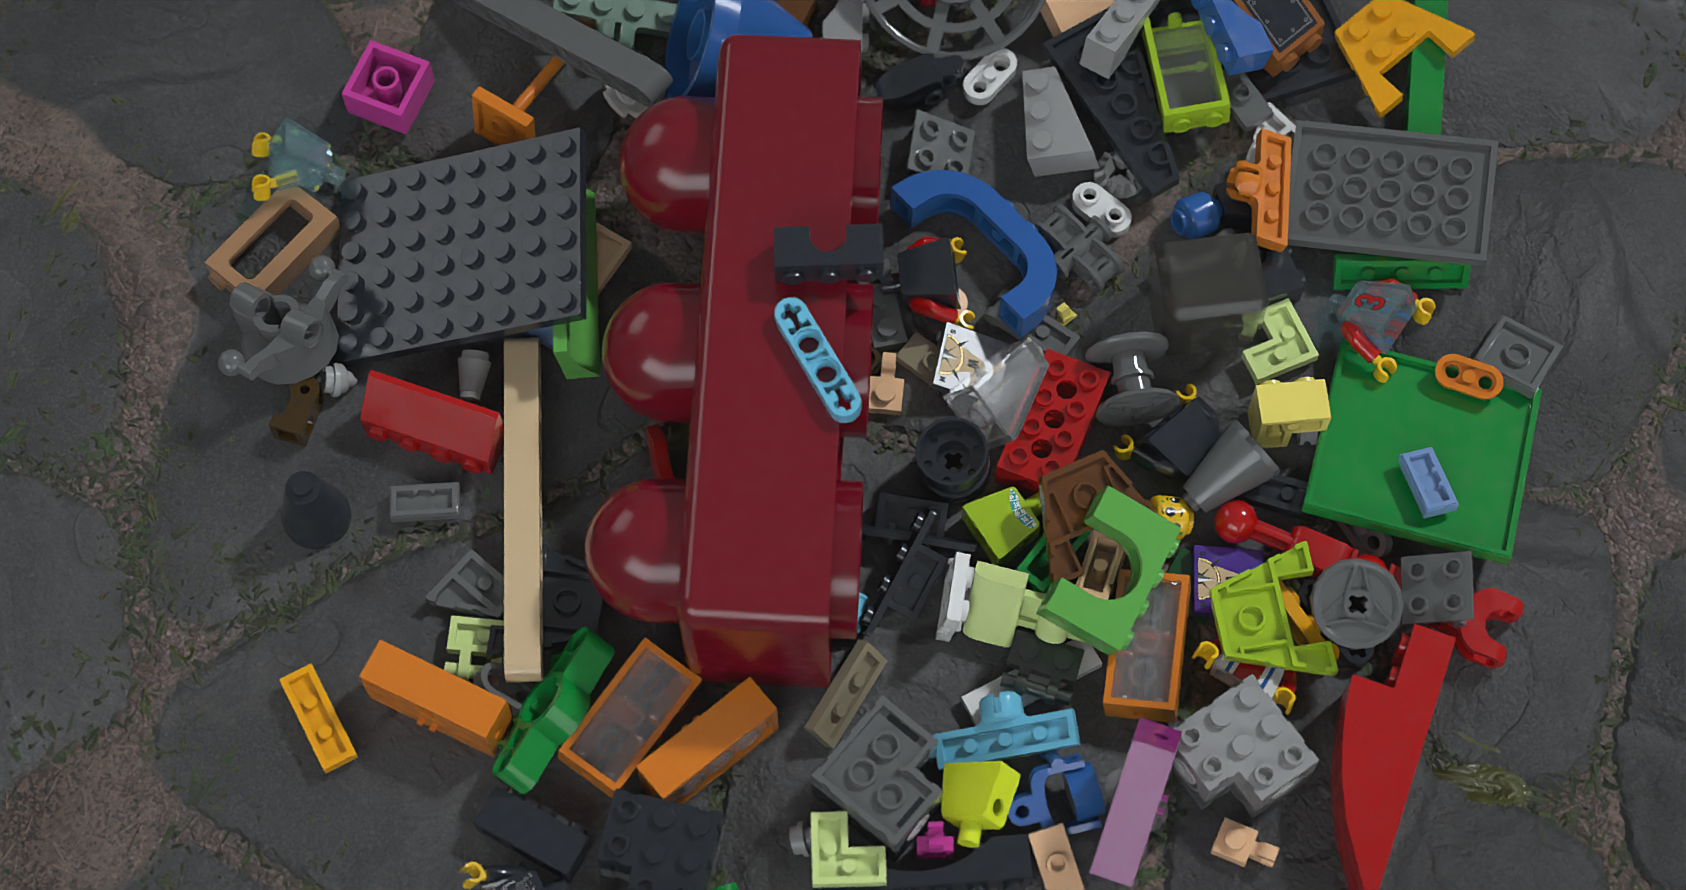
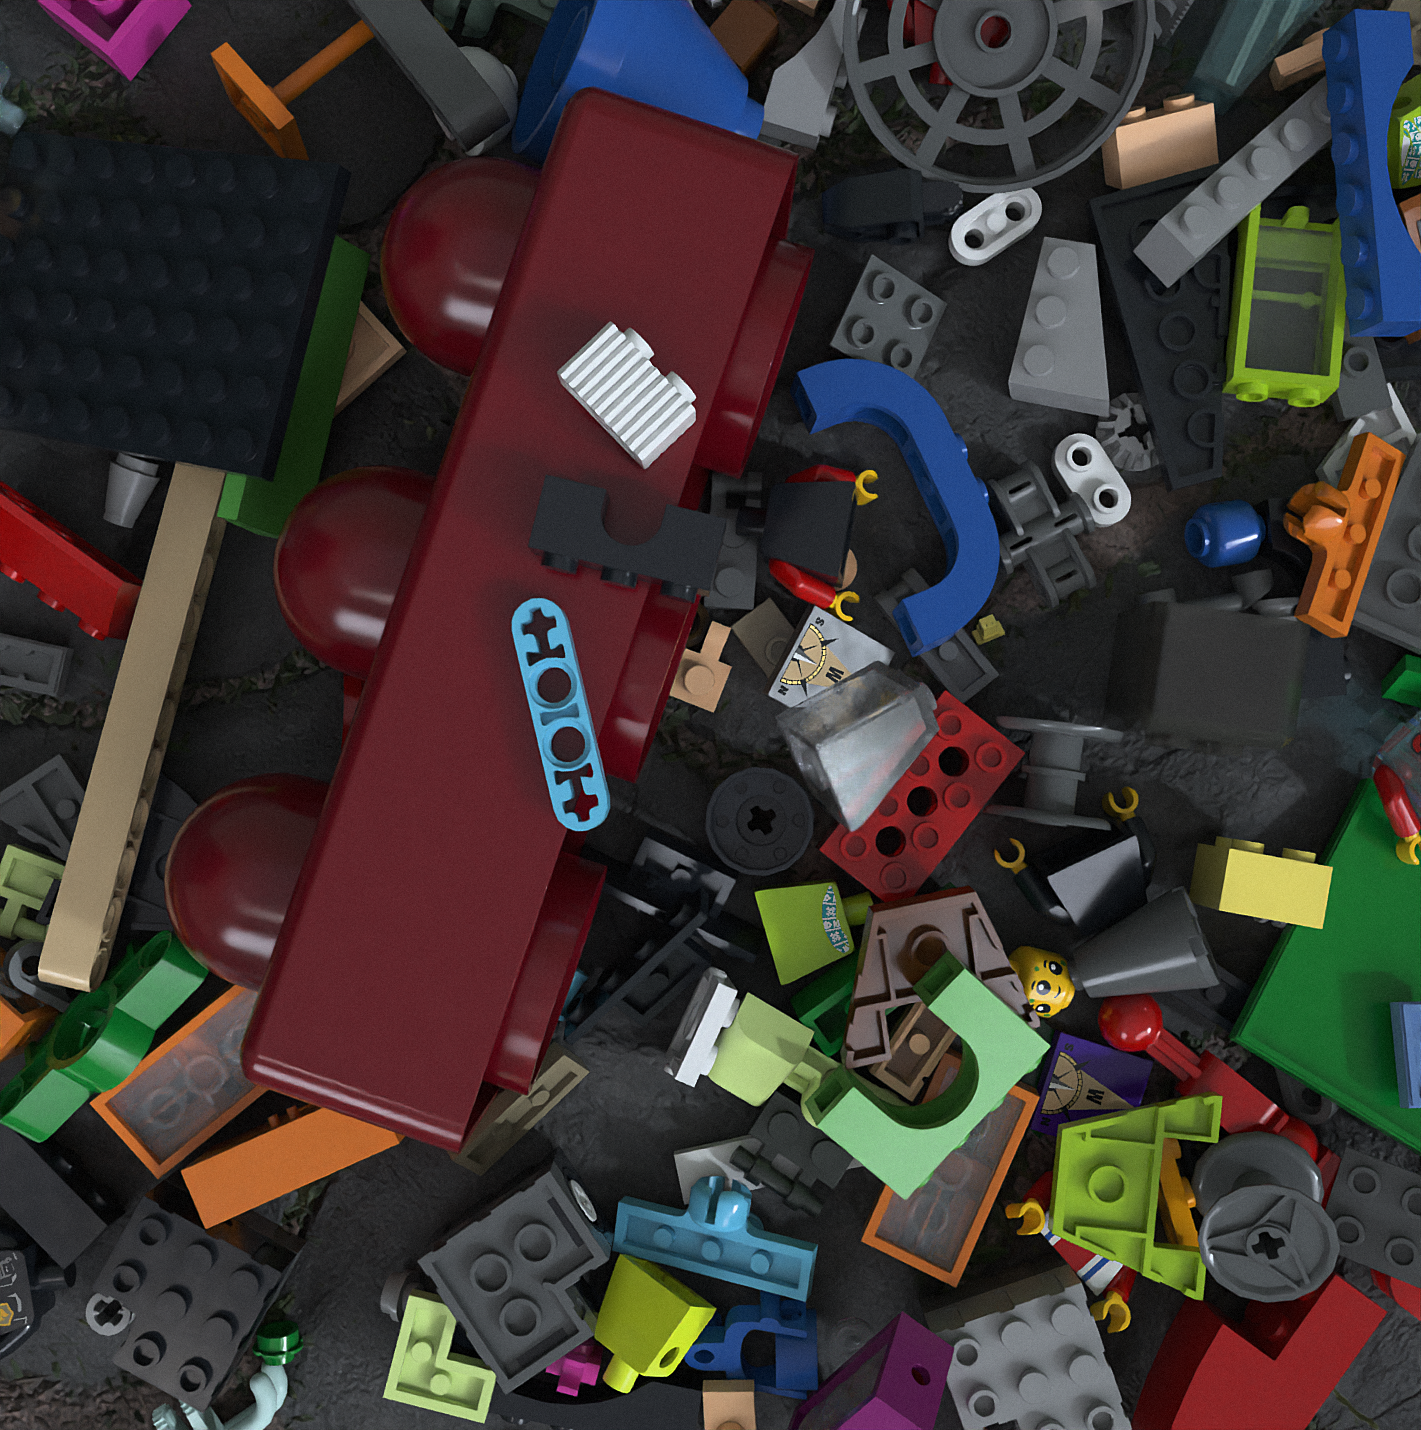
camera: 15 degrees right, 20 degrees up
(805, 179) = (628, 393): none -> white brick
(1287, 344) = (1281, 775): yellowish green plate -> none

